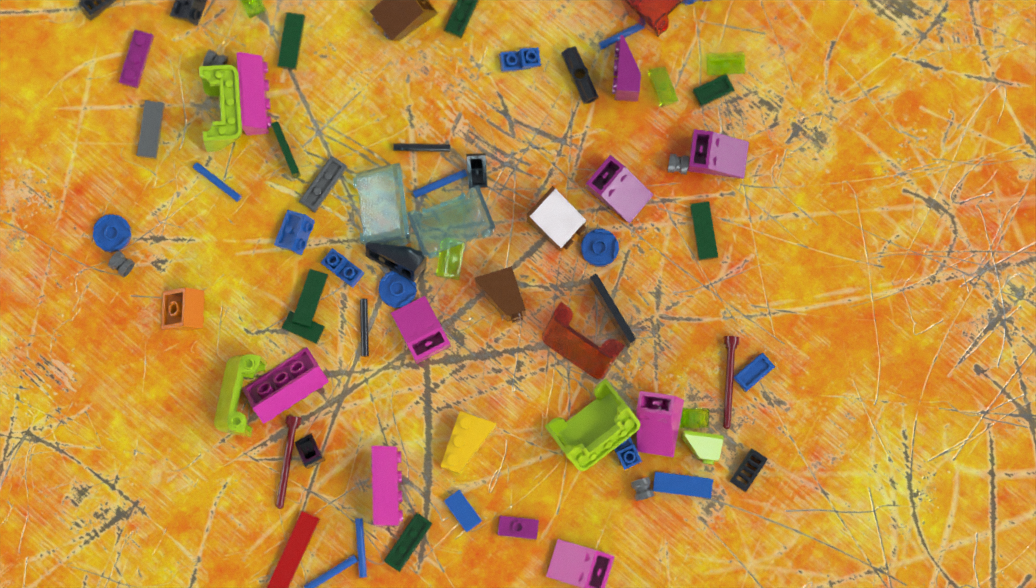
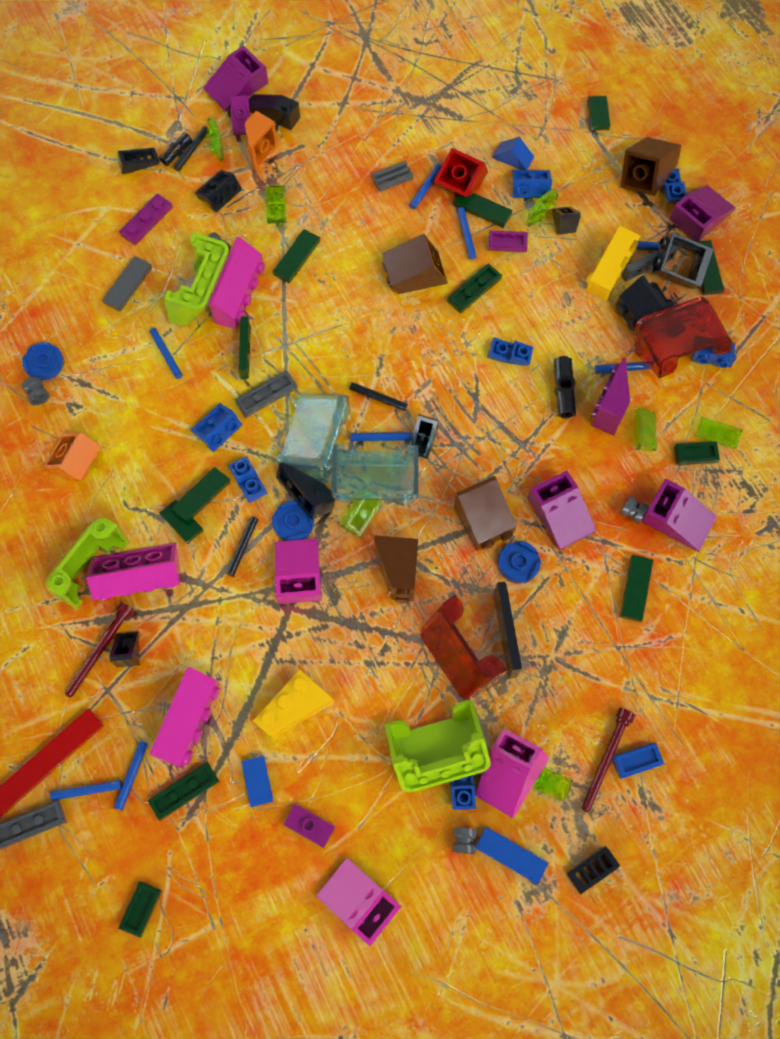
camera: 20 degrees right, 10 degrees down
(704, 445) = (553, 820): slope -> none

